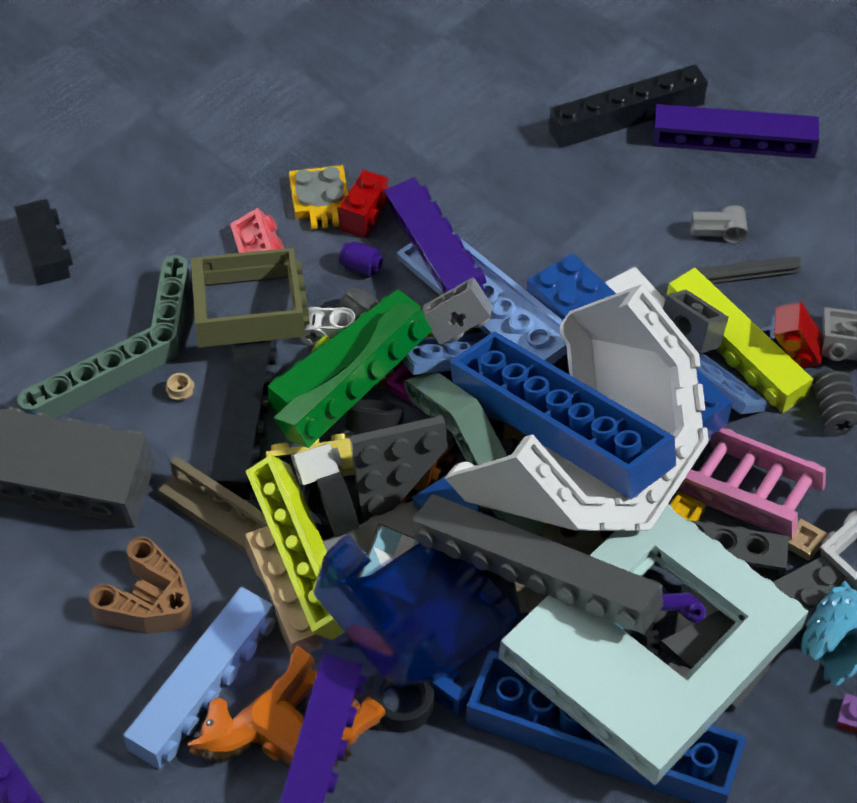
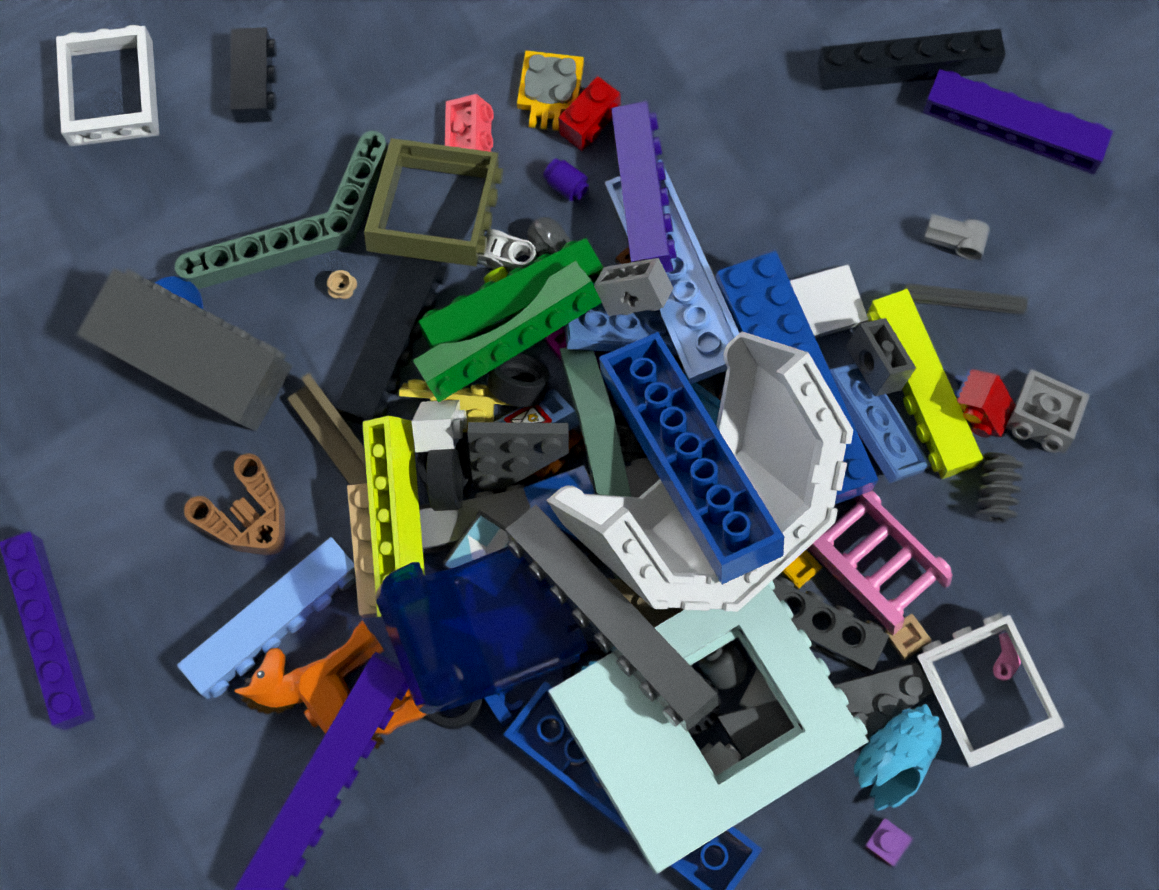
camera: 20 degrees right, 20 degrees up
(686, 605) = (744, 704): dark purple arm -> none

